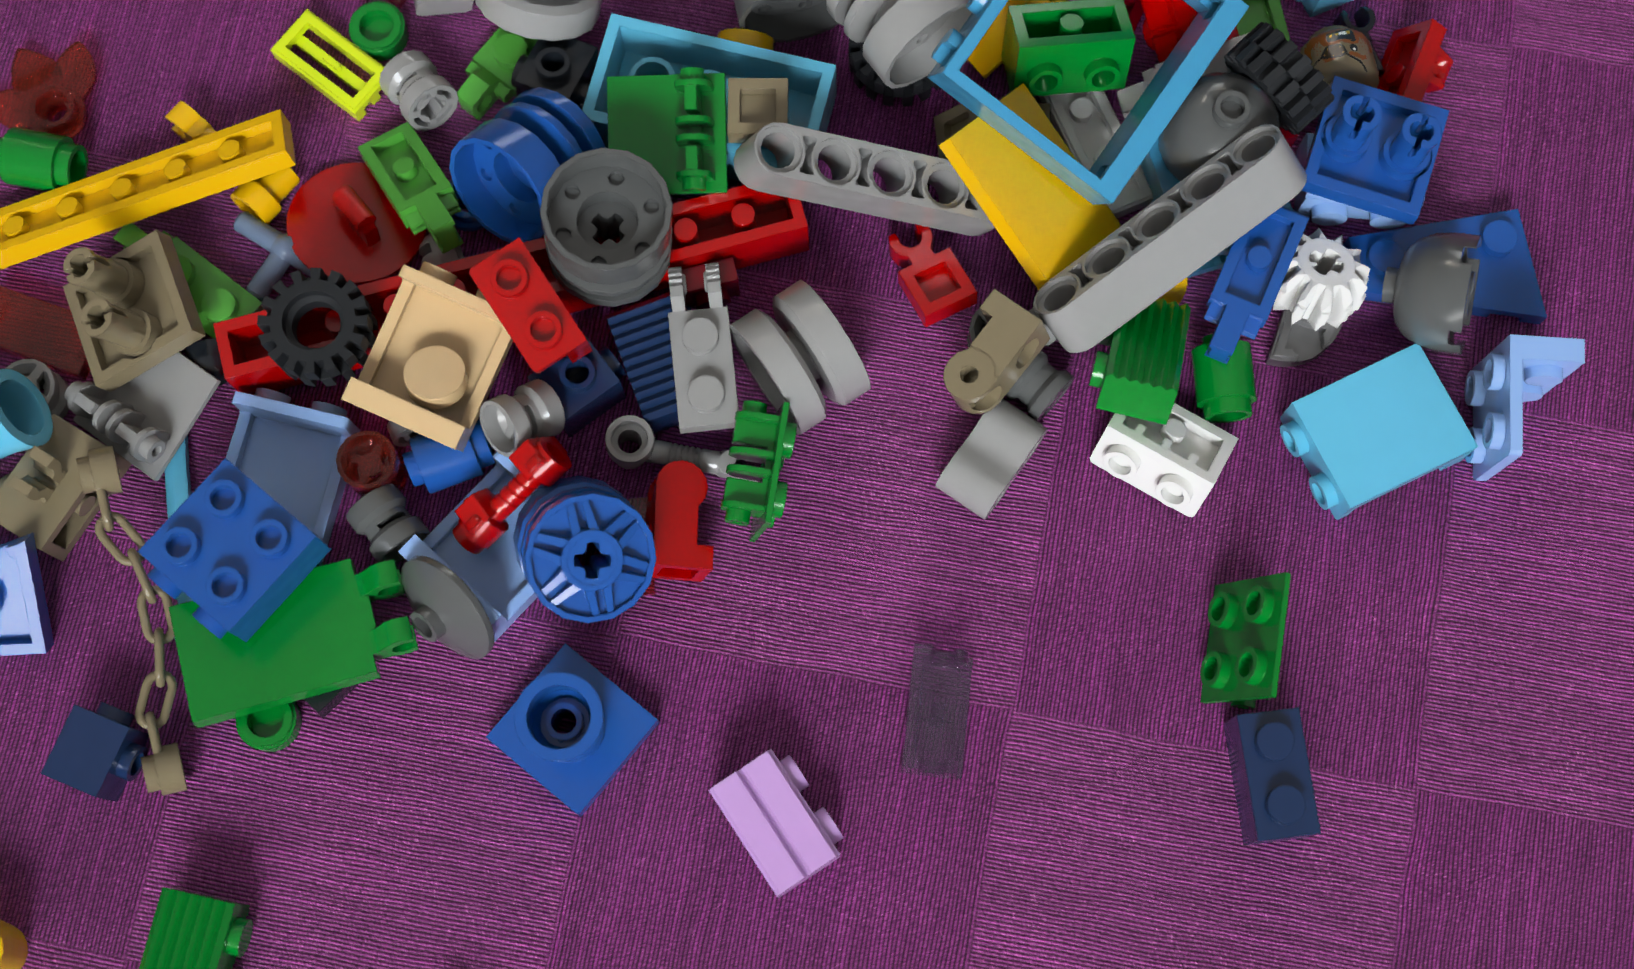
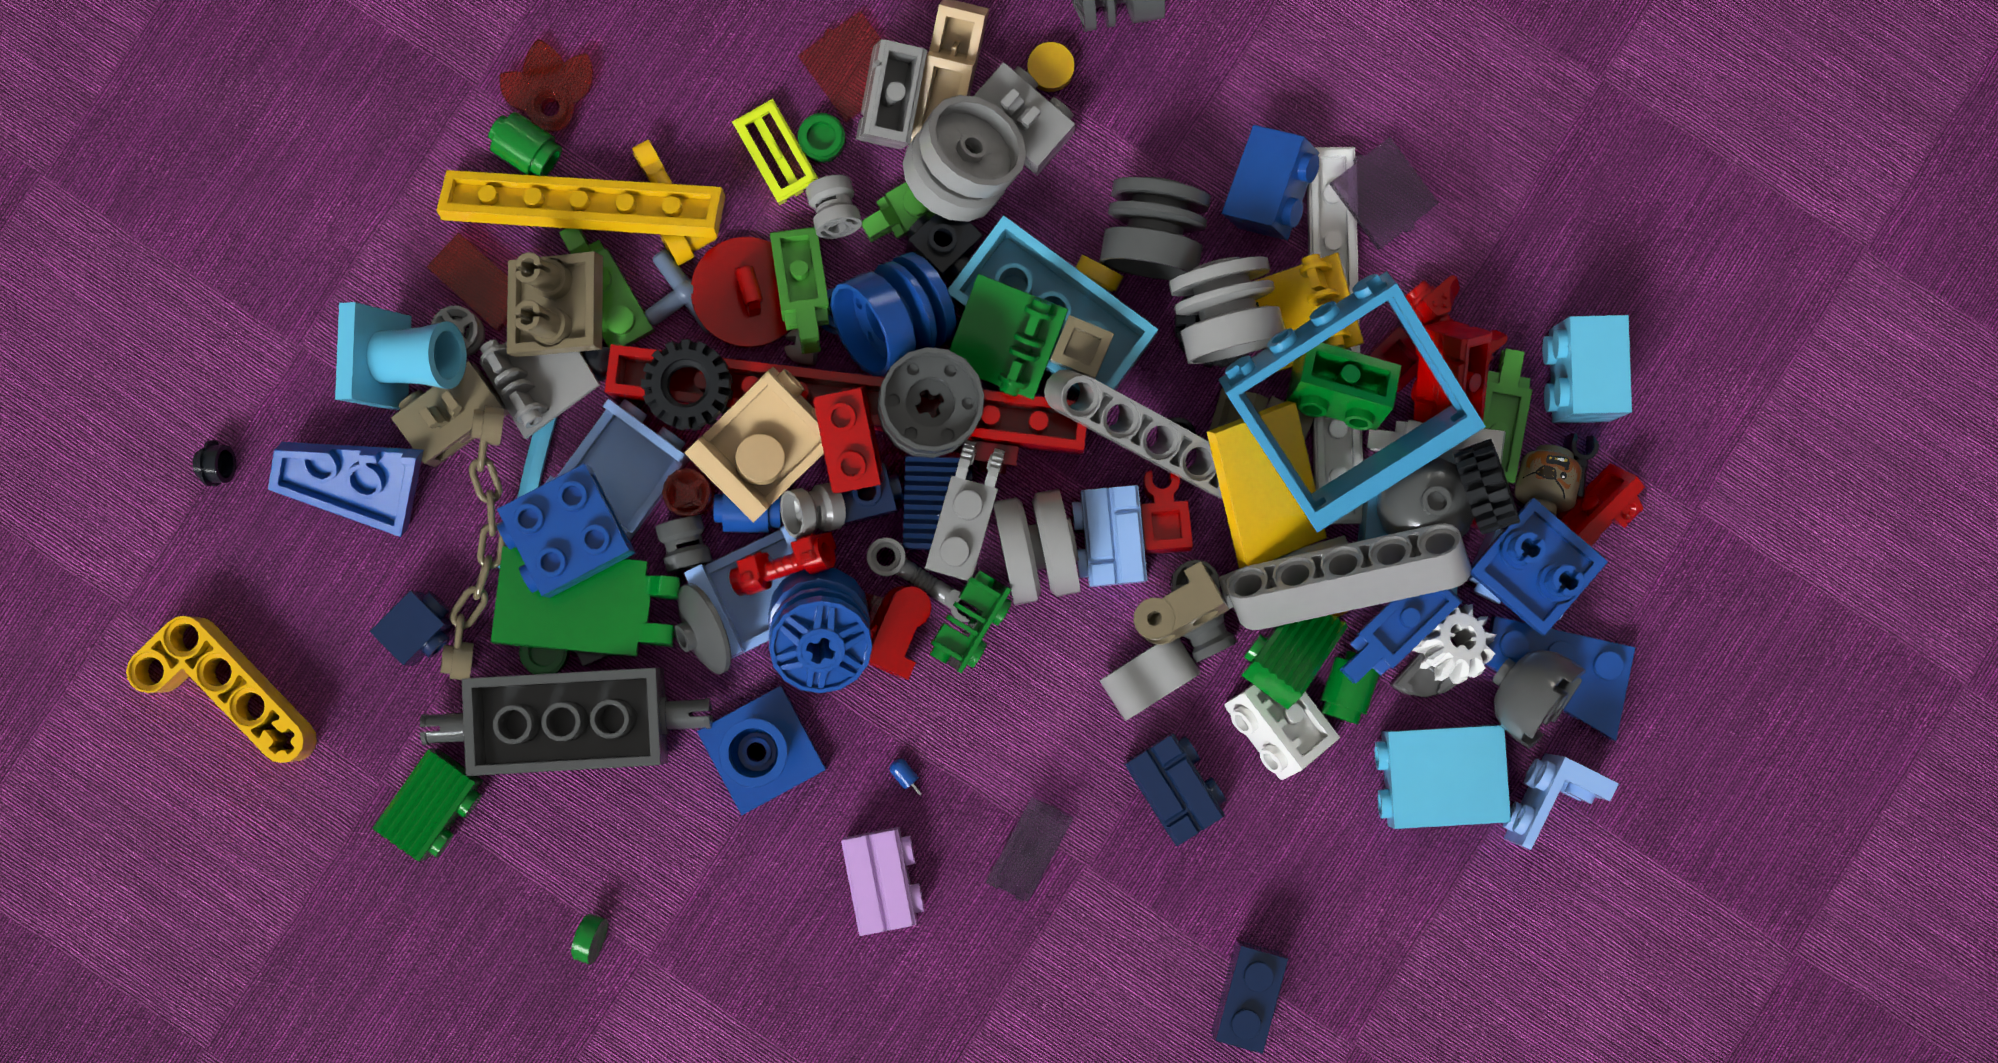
camera: 25 degrees right, 10 degrees up
(318, 786) = (565, 721): none -> dark grey brick
(753, 689) = (904, 774): none -> blue piece
(882, 319) = (1111, 536): none -> light blue brick
(1076, 570) = (1175, 787): none -> dark blue brick
(1245, 641) = (1273, 892): green hinge -> none

